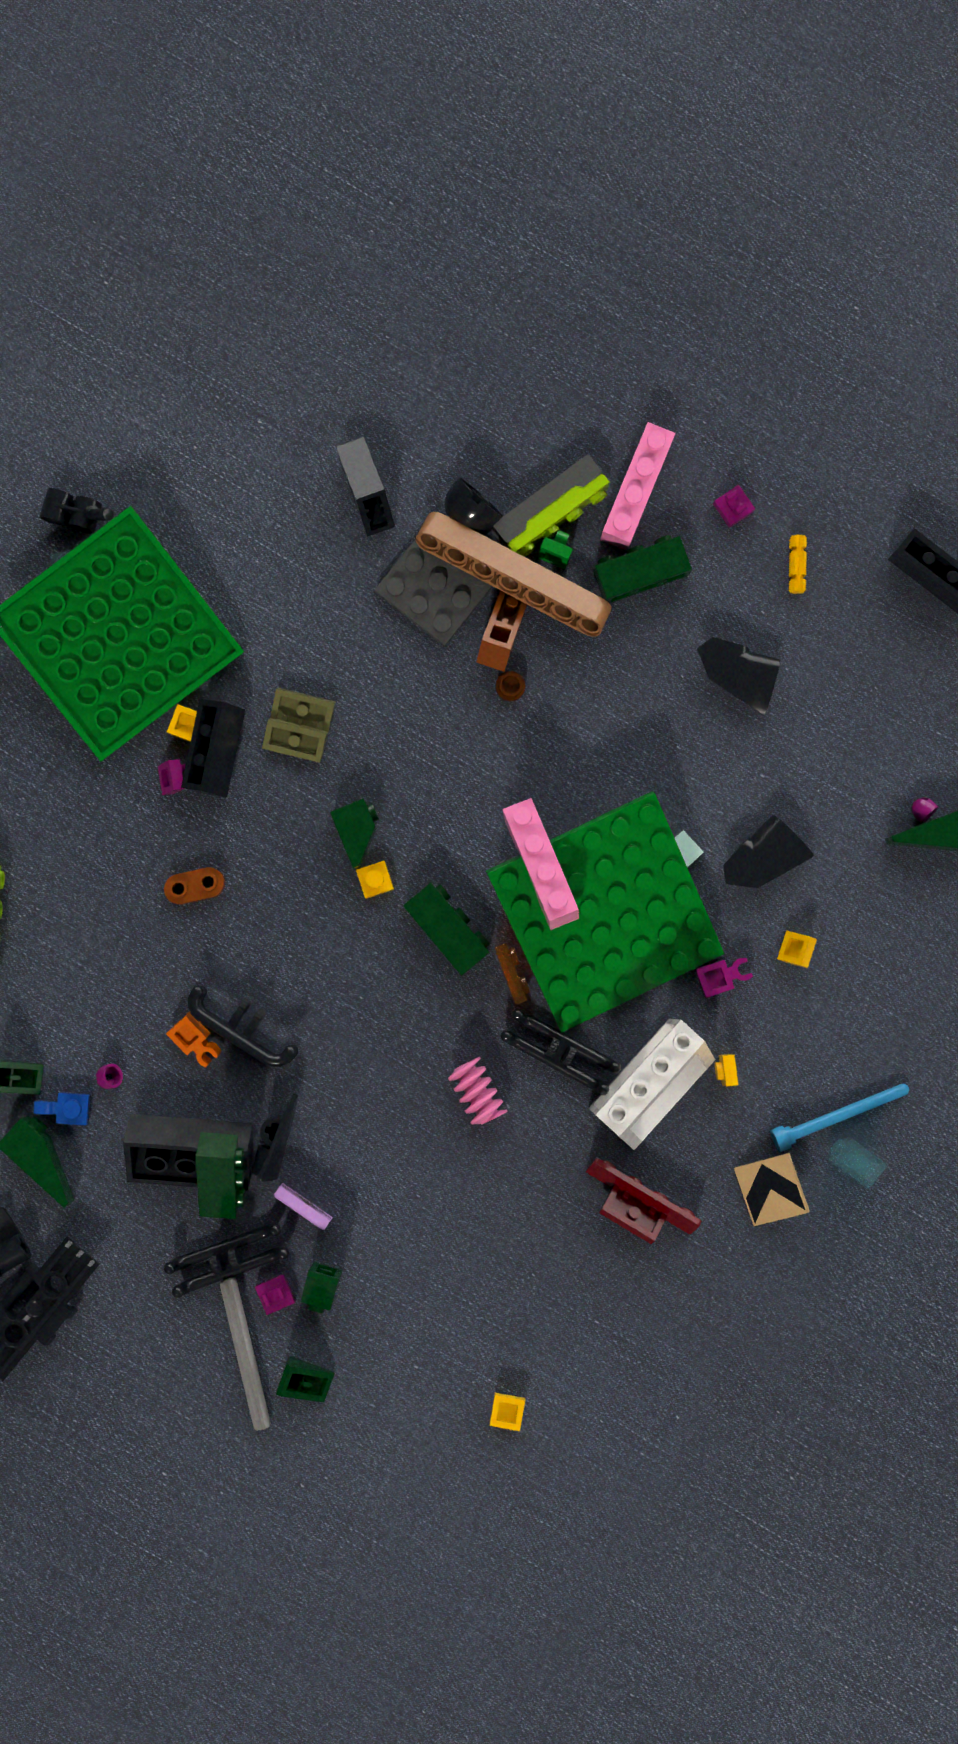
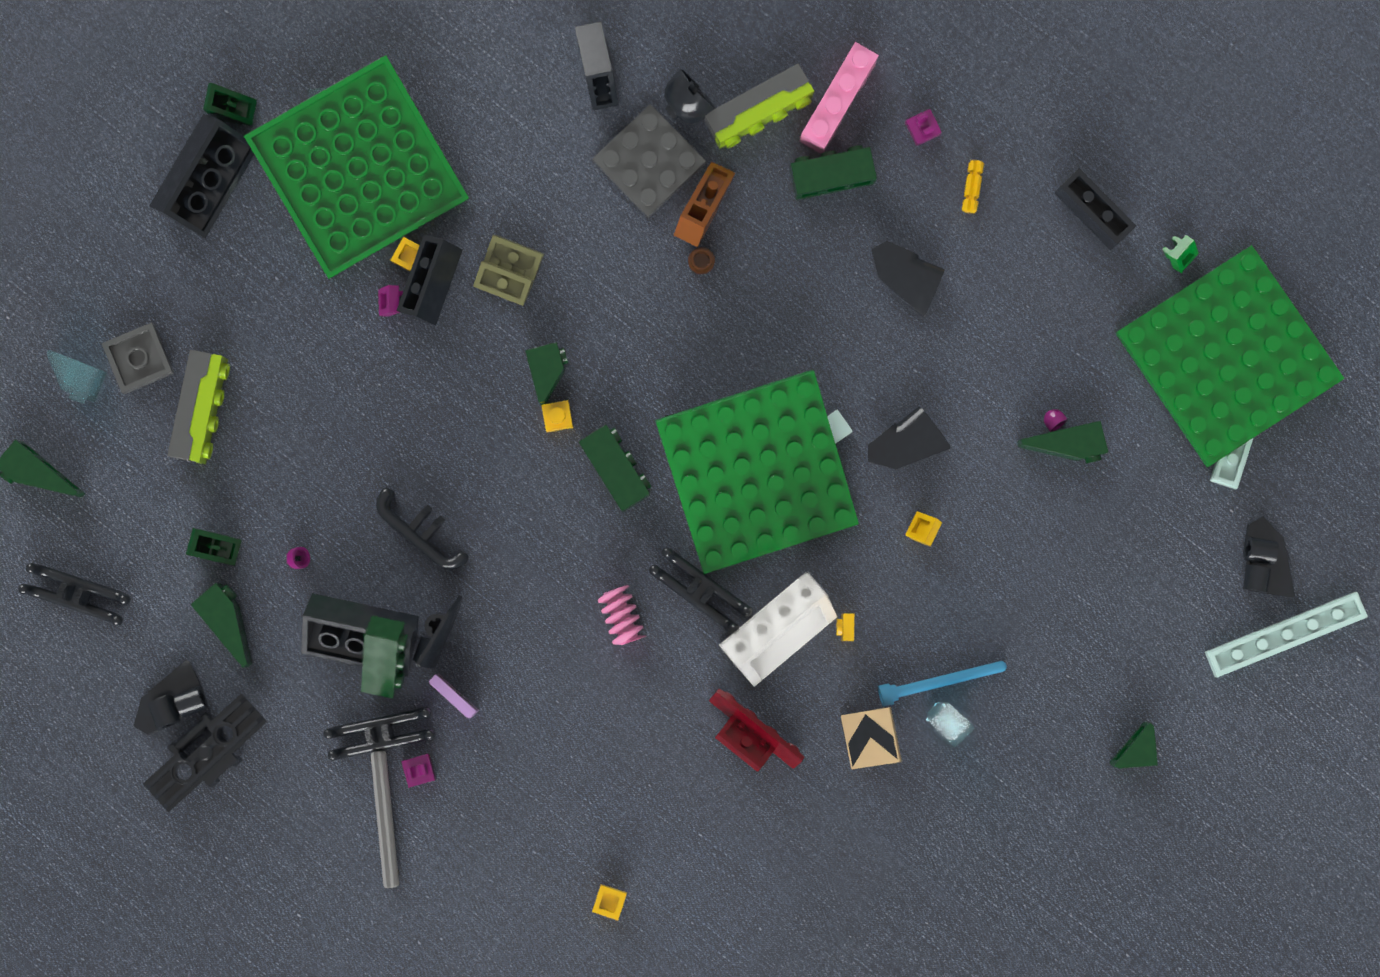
camera: 10 degrees right, 0 degrees up
(69, 1108) = (258, 581): blue plate -> none
(78, 514) = (339, 56): black beam -> none
(191, 1036) = (375, 532): orange plate -> none
(193, 886) = (396, 400): dark orange plate -> none
(304, 1381) = (434, 850): dark green slope -> none
(321, 1287) = (459, 769): dark green slope -> none
(513, 574) = (717, 161): medium nougat beam -> none
(517, 985) = (665, 503): clear orange plate -> none
(541, 863) = (704, 420): bright pink arch -> none
(555, 550) = (758, 145): green tile -> none
(718, 978) = (850, 545): magenta plate -> none

